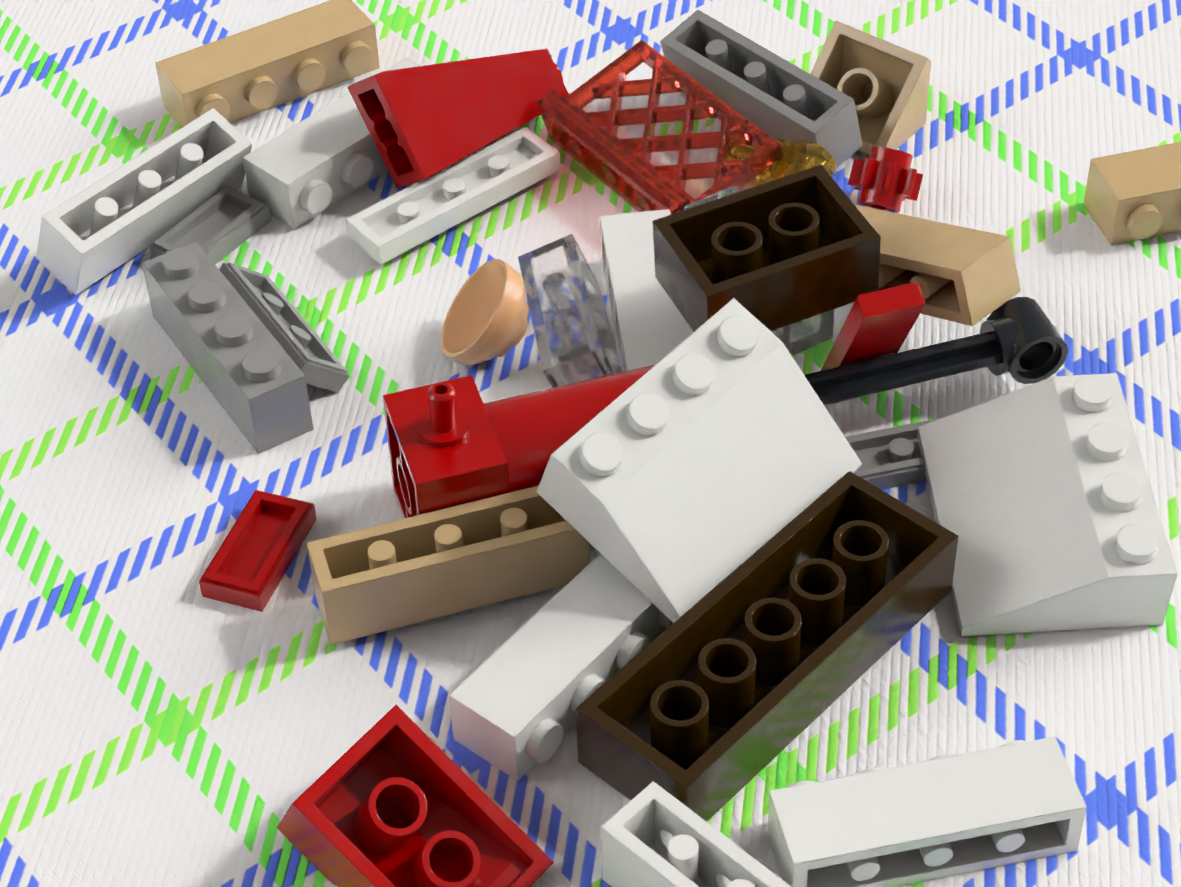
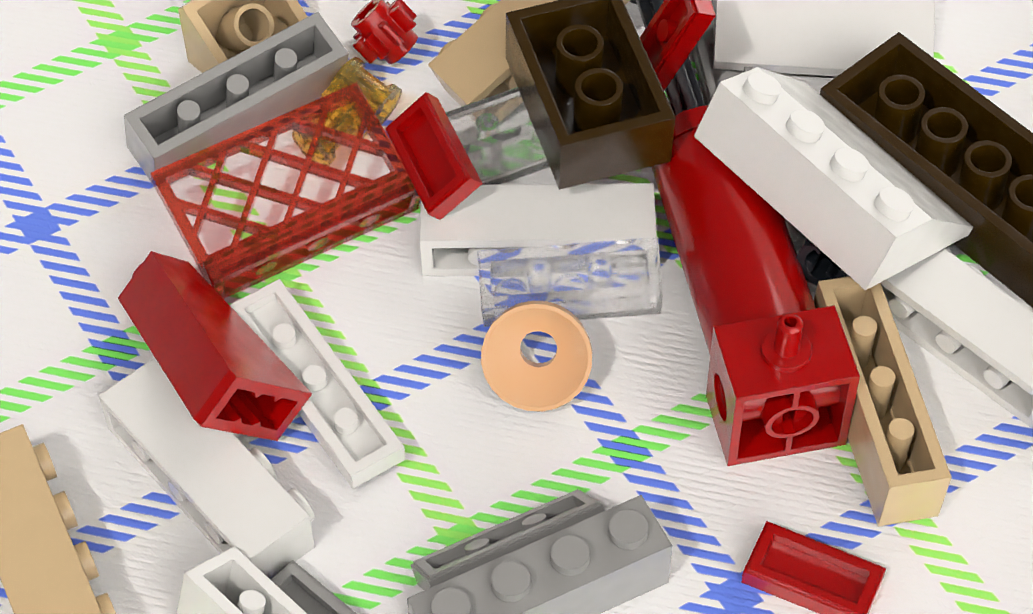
camera: 85 degrees left, 10 degrees up
(685, 192) = (433, 156): none -> red tile

